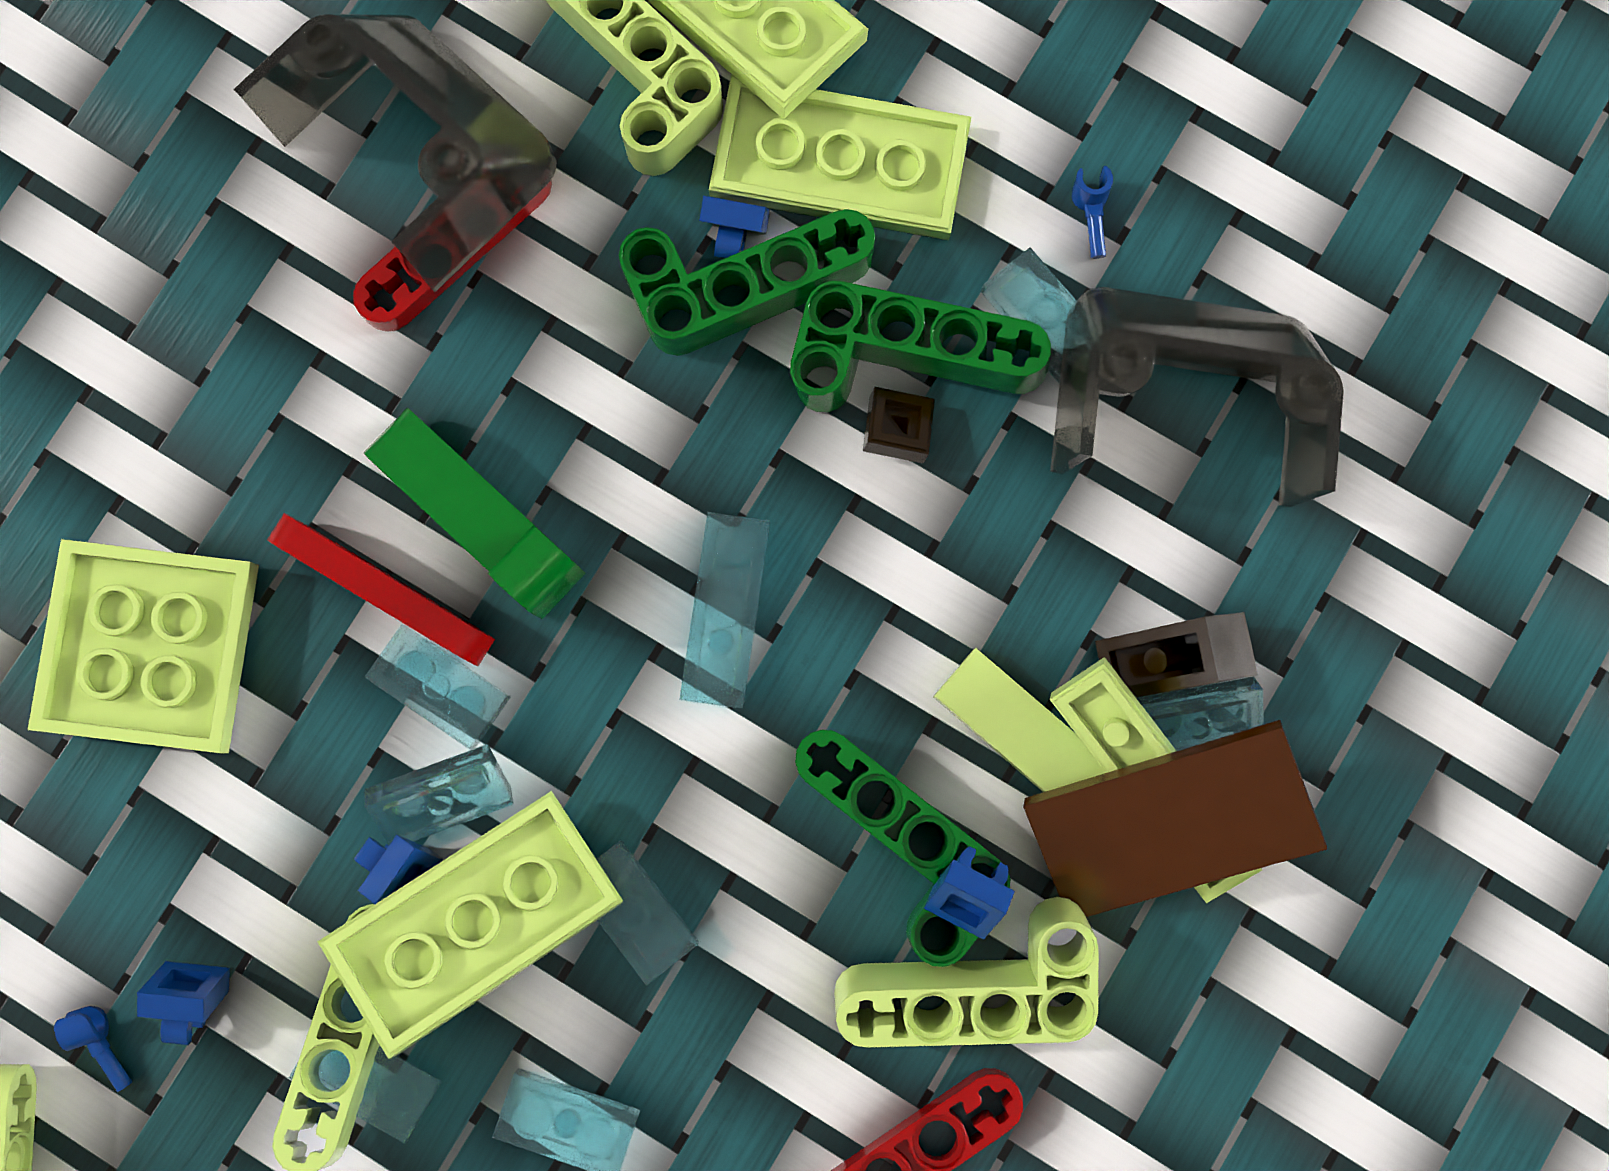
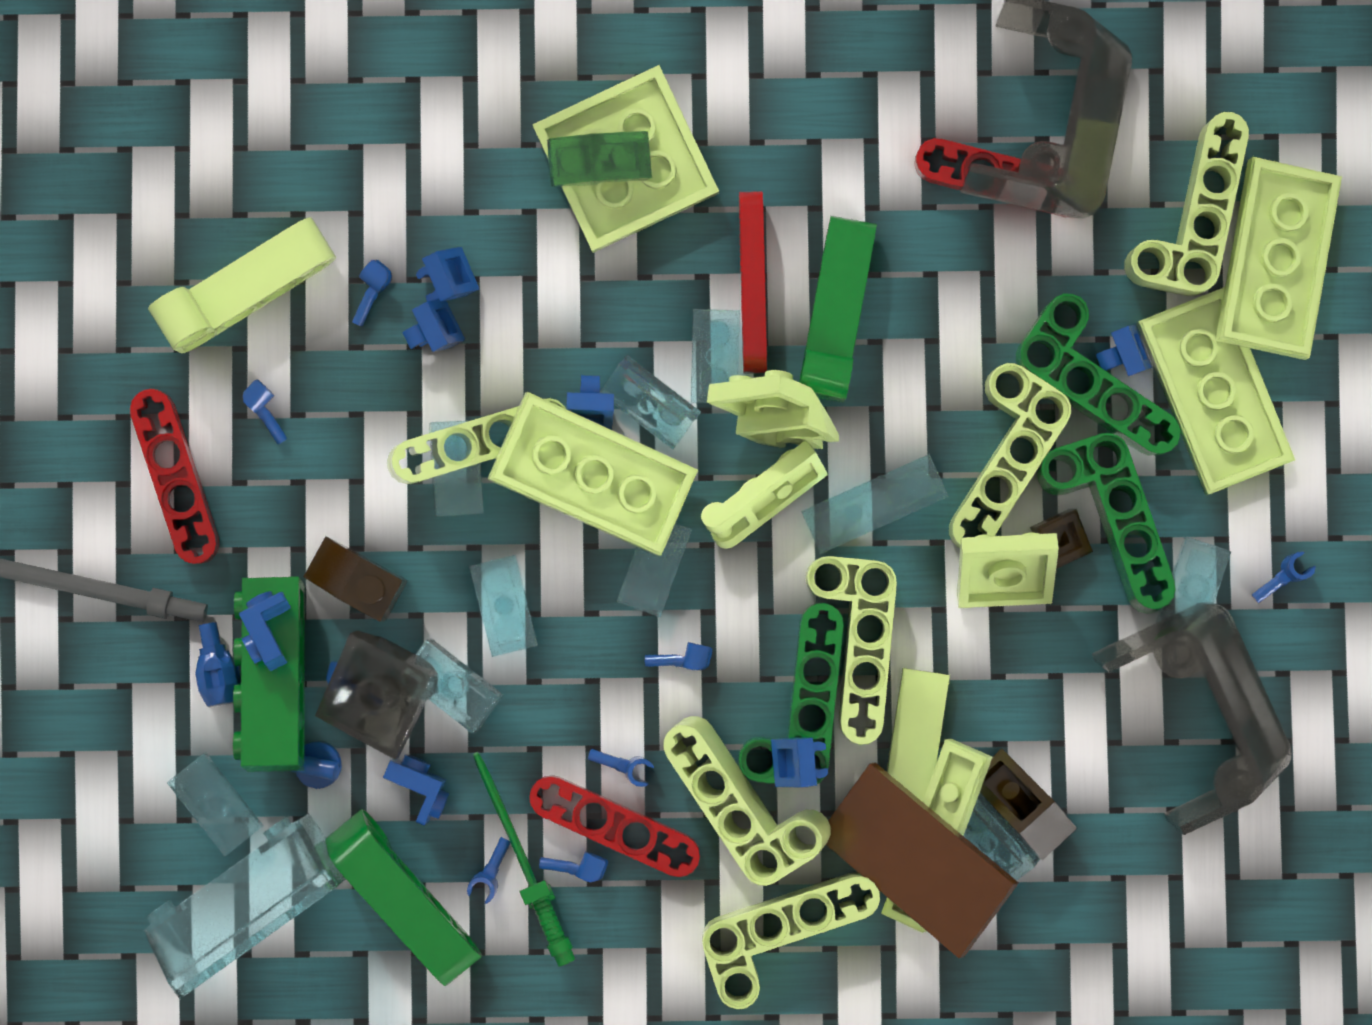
camera: 65 degrees right, 5 degrees up
(109, 676) = (599, 158): none -> clear green slope
(134, 940) = (449, 274): none -> blue tile
(537, 655) = (774, 410): none -> yellowish green plate
(633, 733) = (764, 496): none -> yellowish green plate
(771, 436) = (1001, 463): none -> yellowish green beam
(772, 931) = (696, 658): none -> blue hand
(844, 1101) = (621, 764): none -> blue hand
(881, 736) = (856, 649): none -> yellowish green beam
(895, 504) = (1007, 570): none -> yellowish green plate
(1165, 1017) = (793, 928): none -> yellowish green beam

